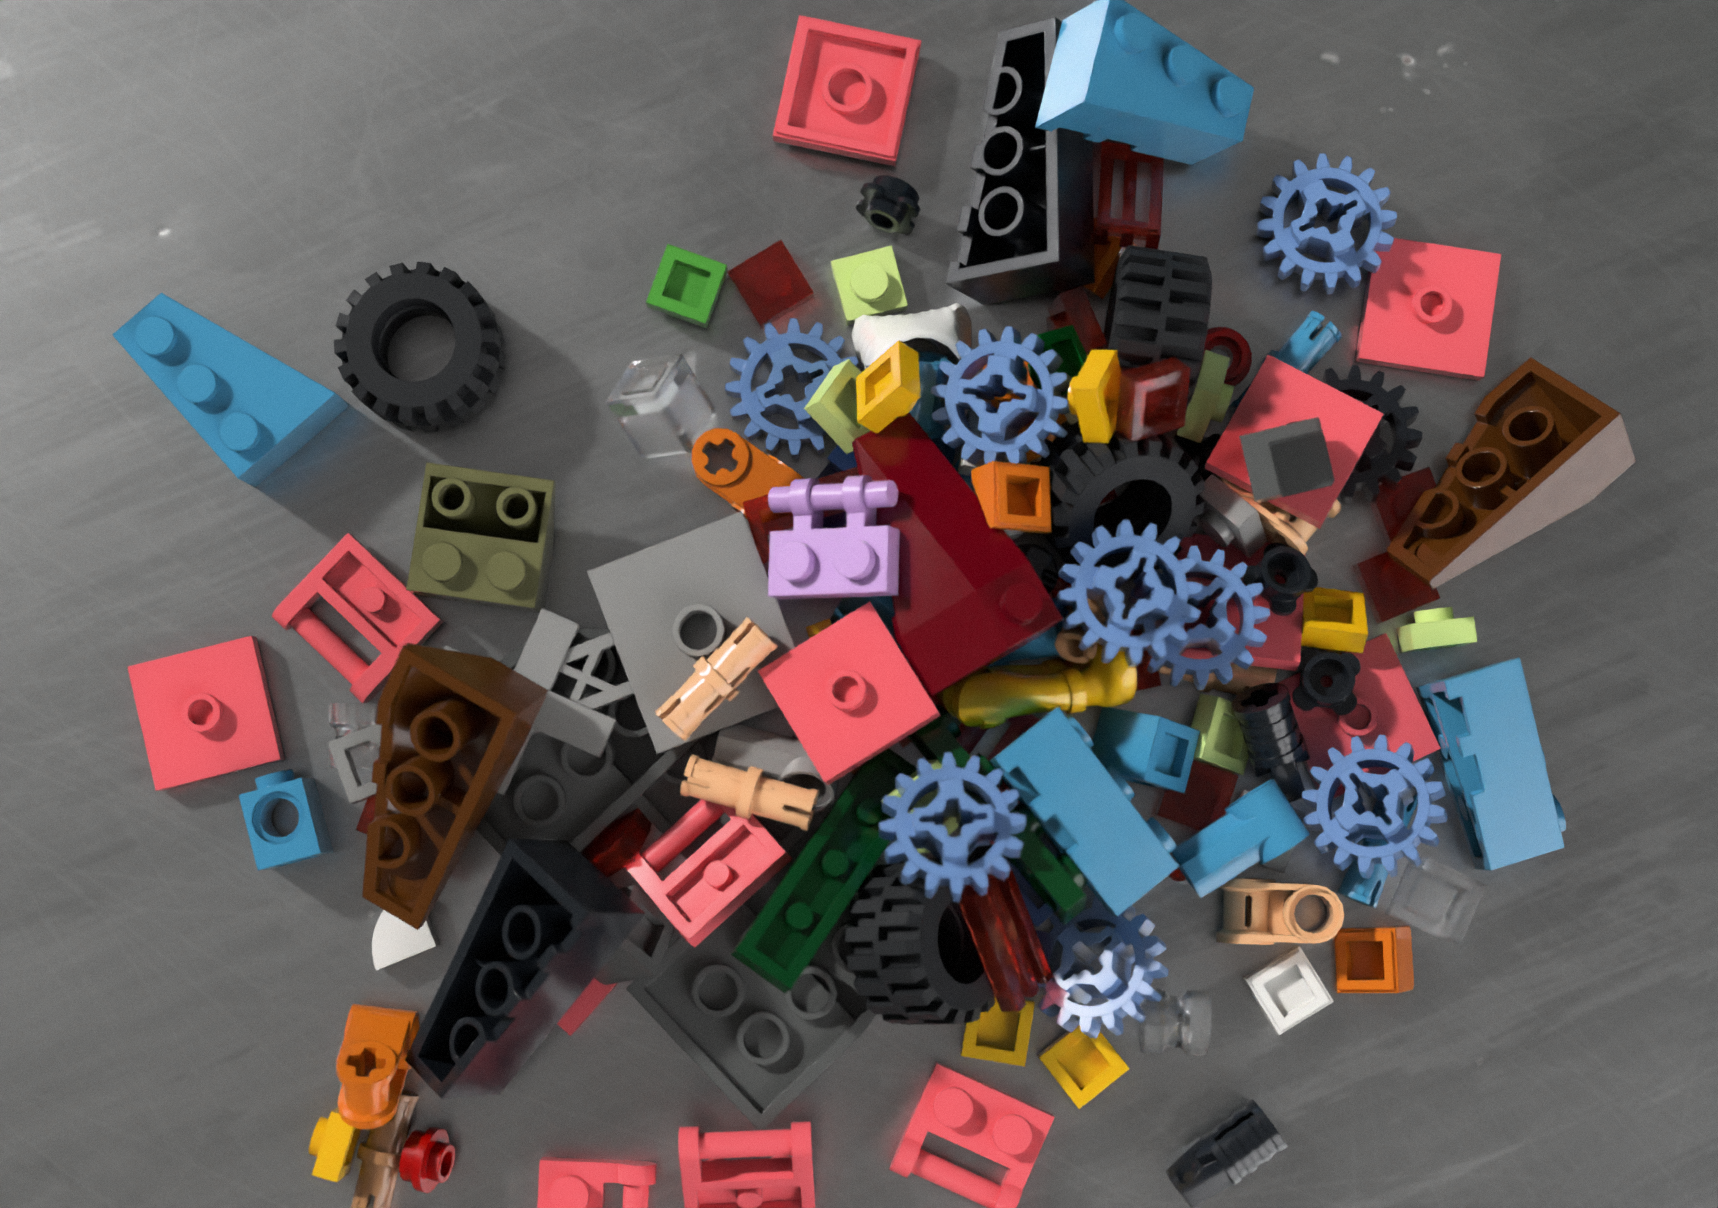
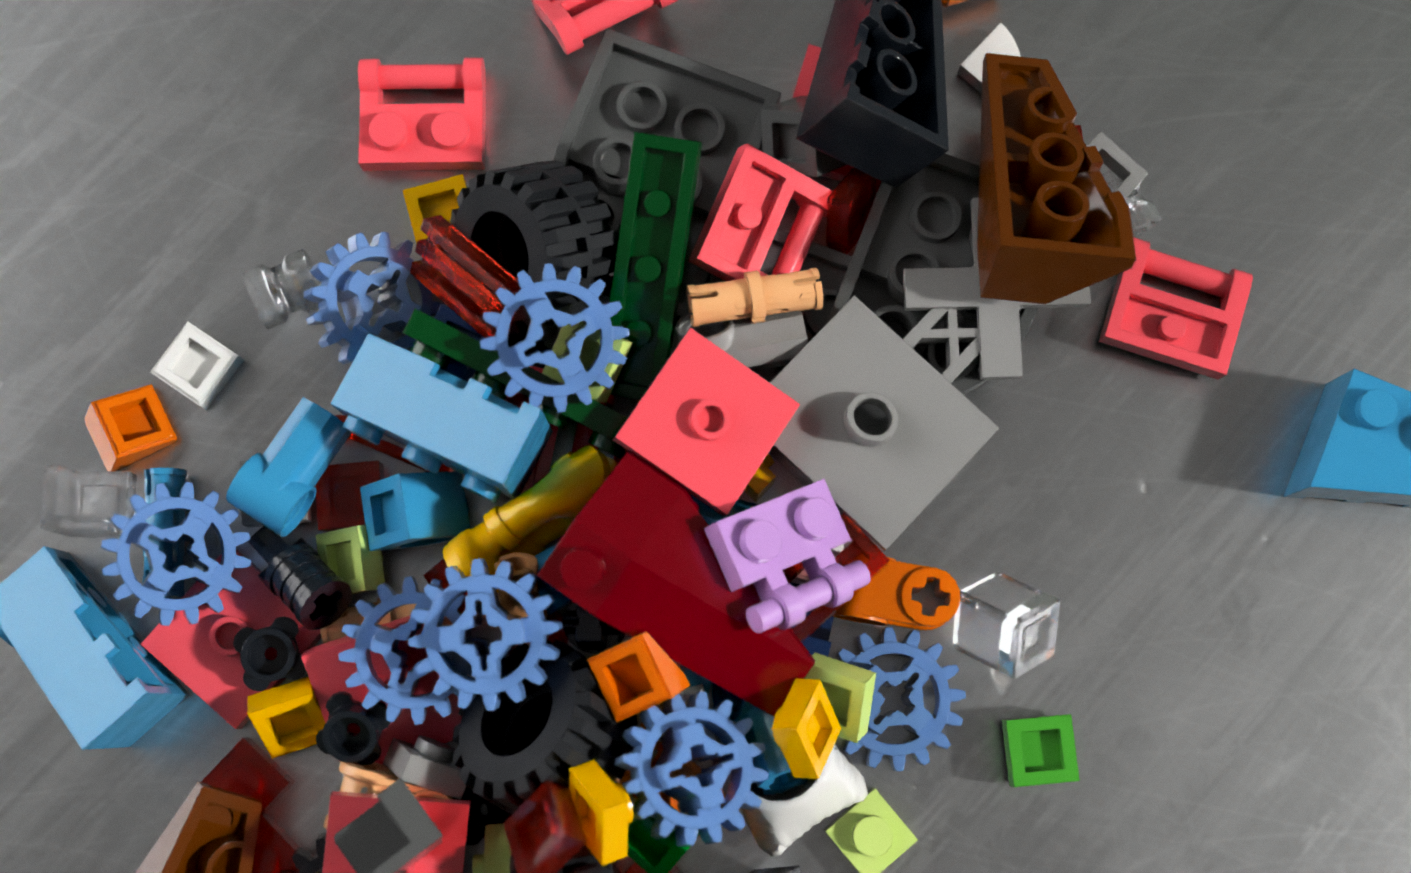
camera: 155 degrees right, 5 degrees down
(206, 713) = (1259, 169): coral plate -> none
(309, 837) = (1150, 82): dark azure brick -> none
(383, 311) = (1305, 563): black tyre -> none
(483, 538) = (1104, 421): olive slope -> none
(716, 679) = (834, 380): light nougat pin -> none
(770, 284) = (963, 791): clear red plate -> none
(1083, 1064) = (349, 212): yellow plate -> none
(1226, 1155) = (192, 197): black hinge -> none
(1272, 912) = (236, 423): light nougat piece -> none
(1436, 630) = (186, 751): yellowish green plate -> none

